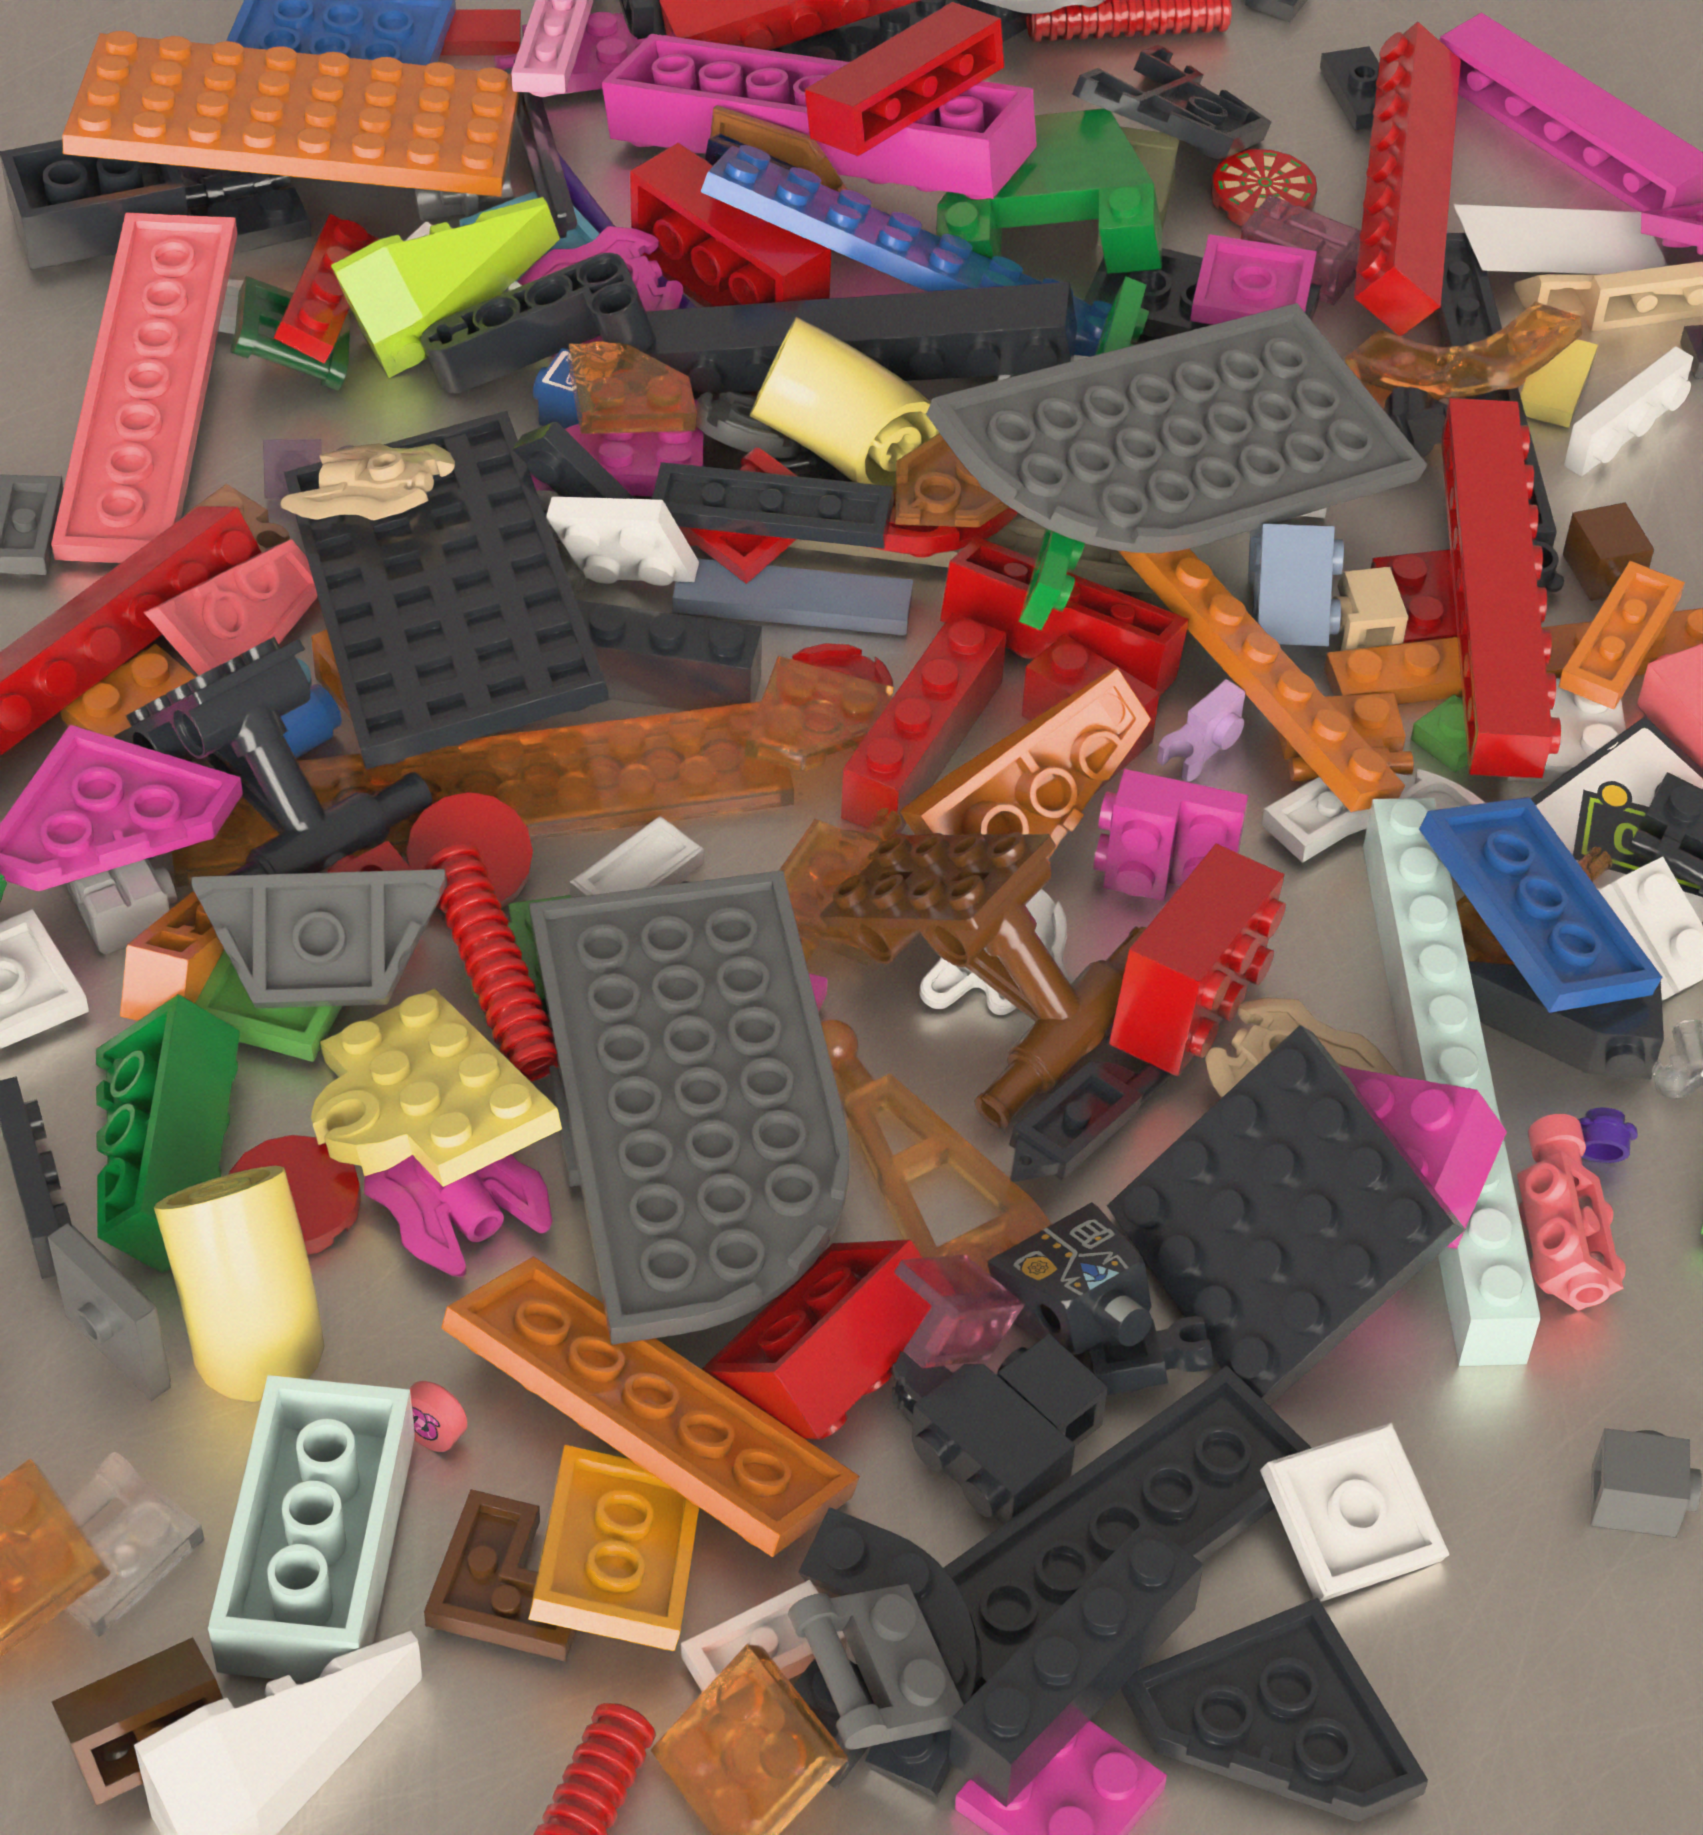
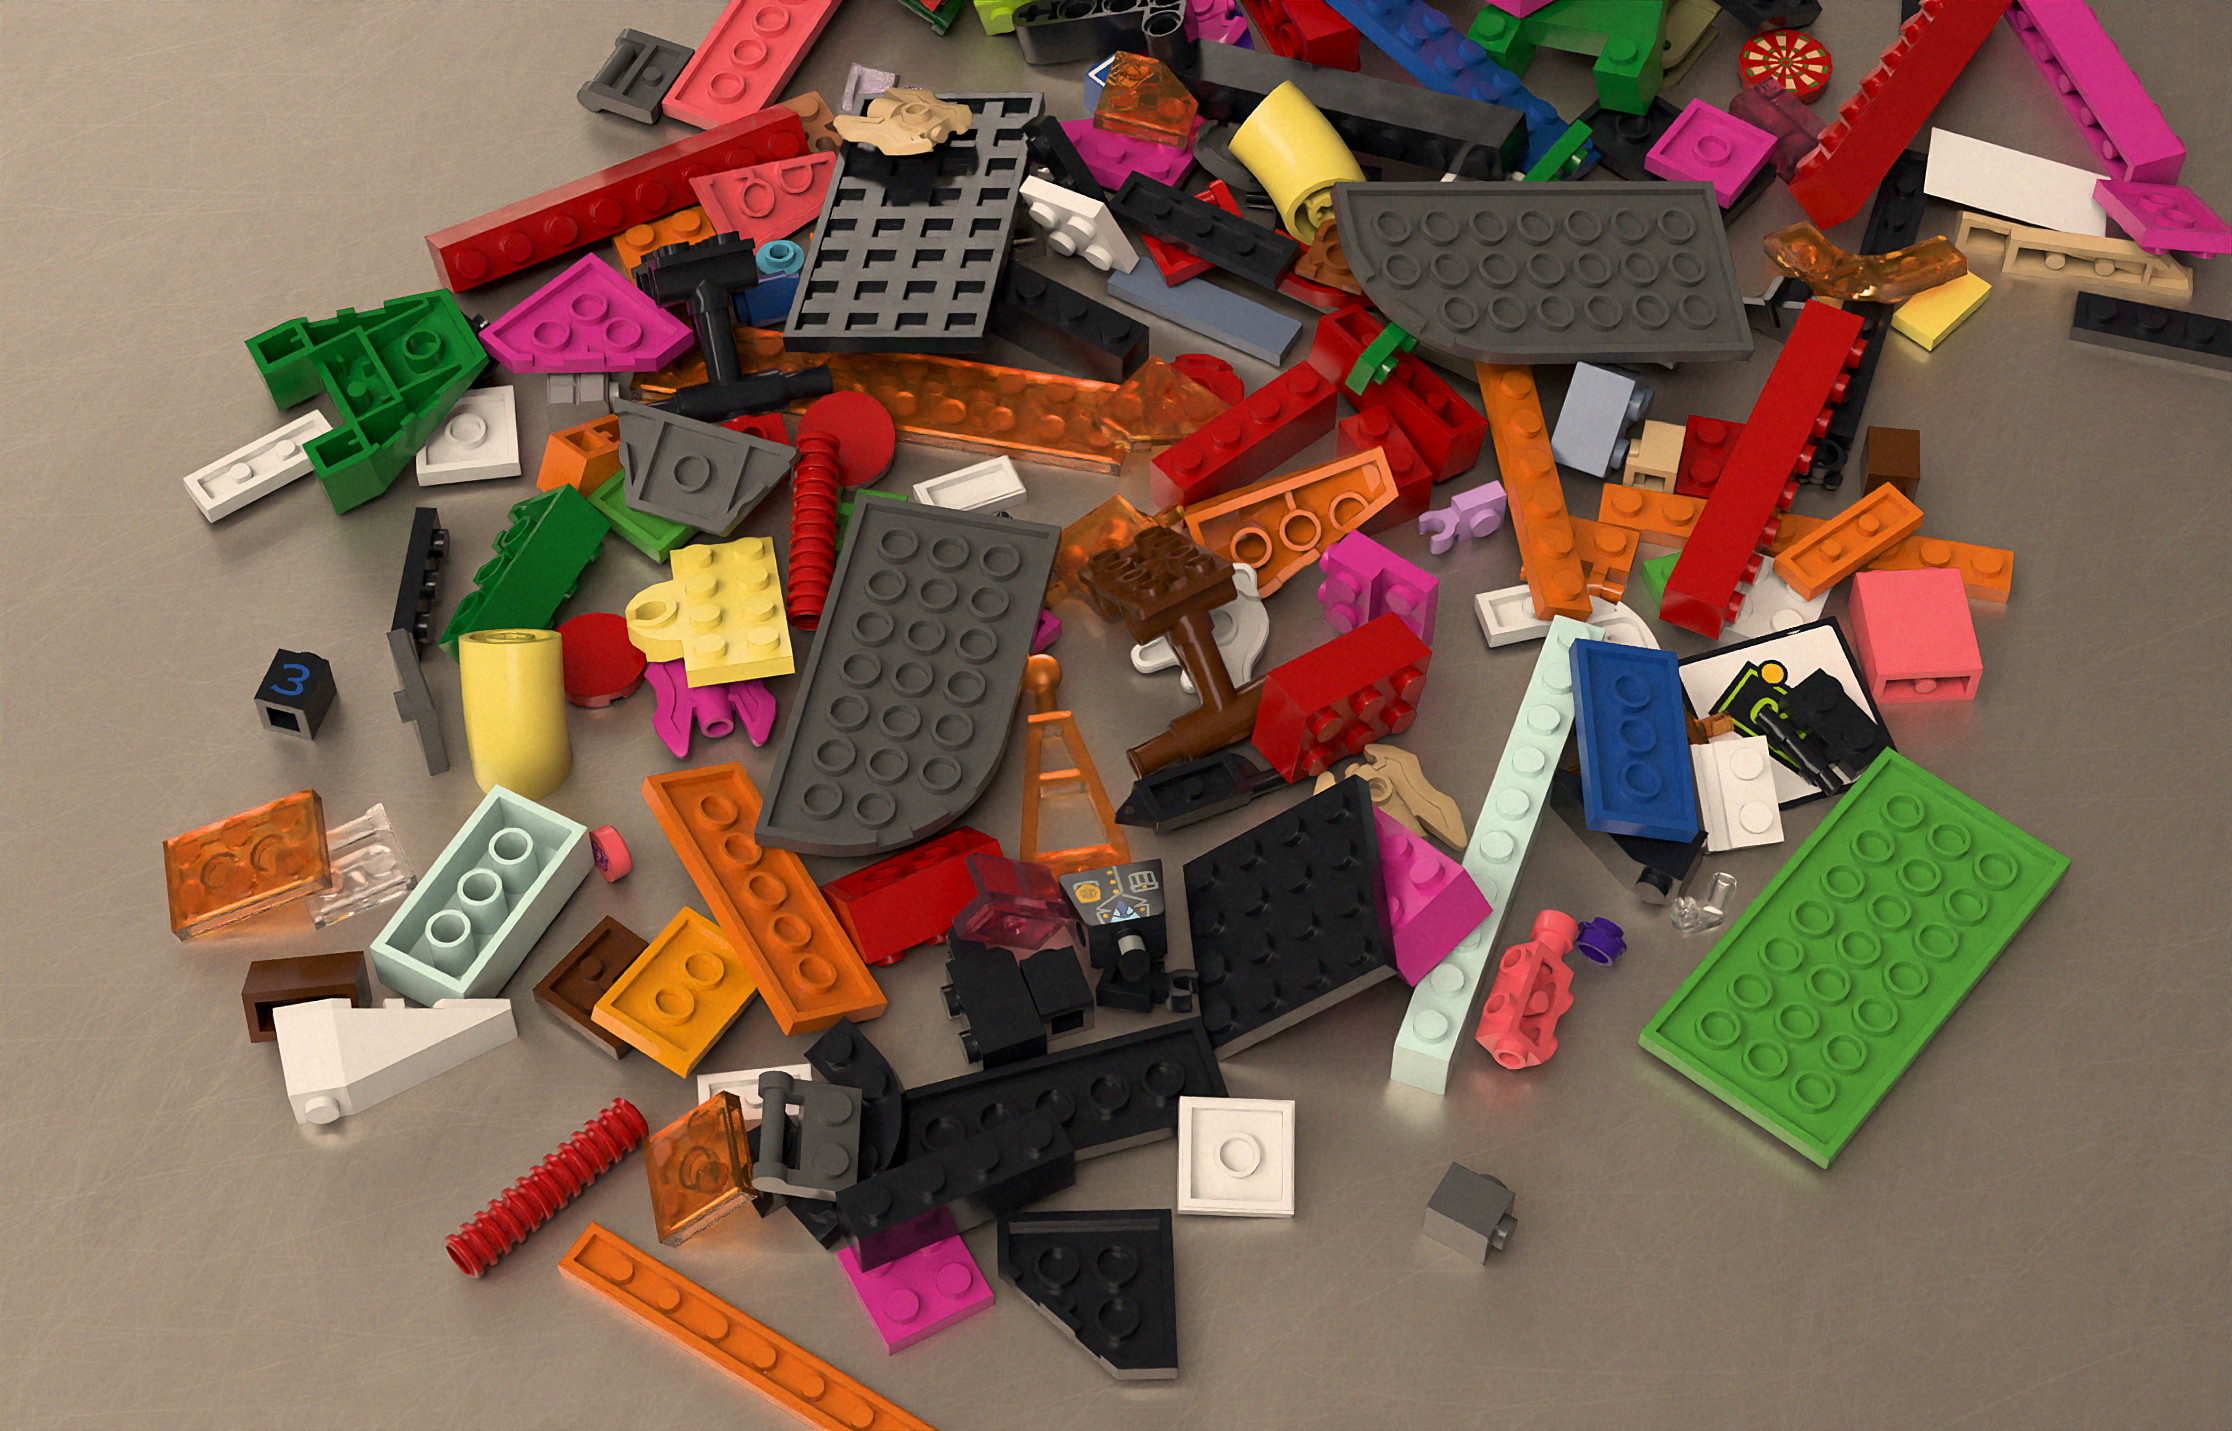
camera: 25 degrees right, 5 degrees up
(1629, 411) = (1981, 352): white plate -> none

